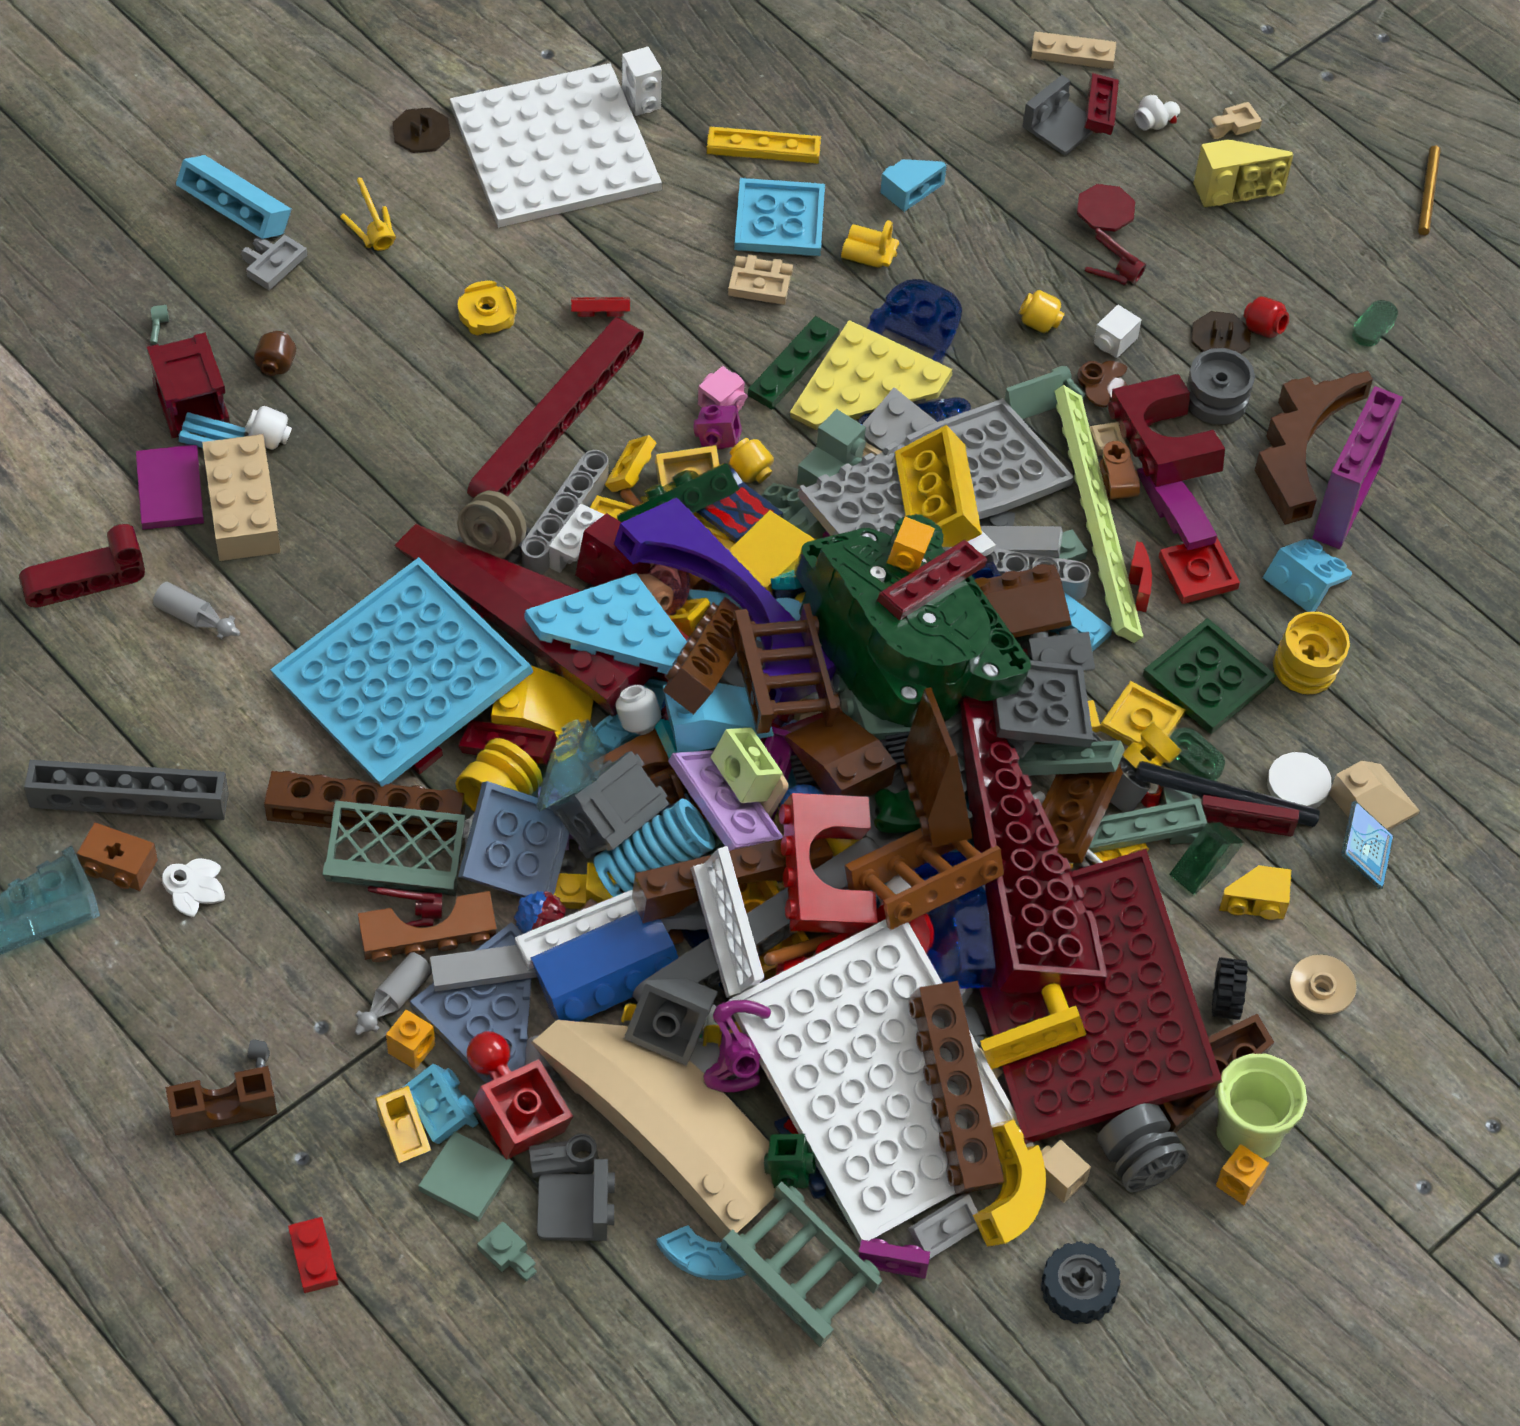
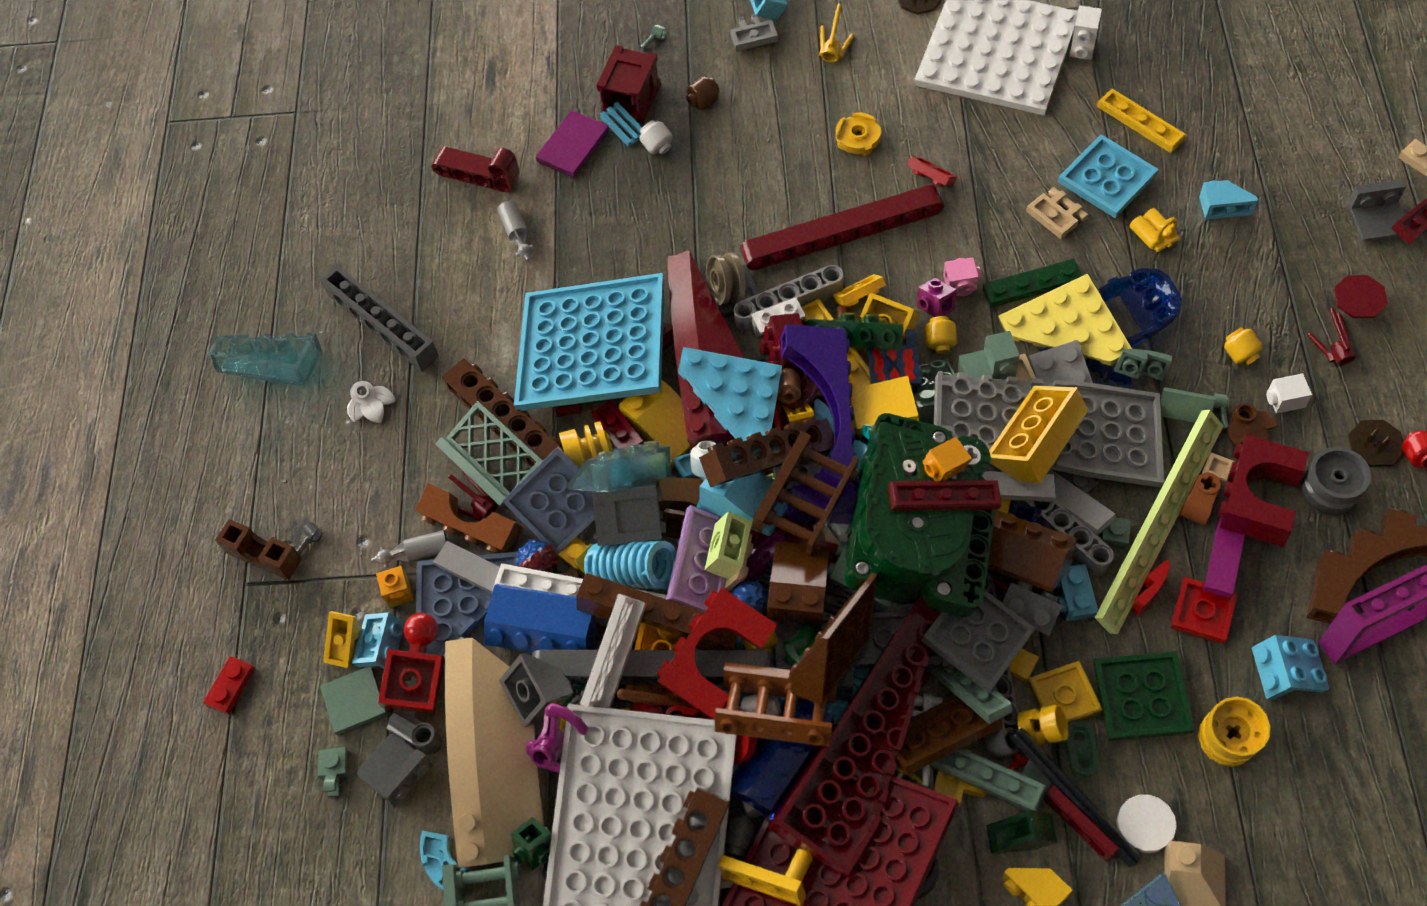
camera: 50 degrees right, 5 degrees up
(117, 857) = (342, 357): dark orange brick -> none
(241, 497) = (602, 173): tan brick -> none
(968, 376) = (1145, 362): none -> sand green slope

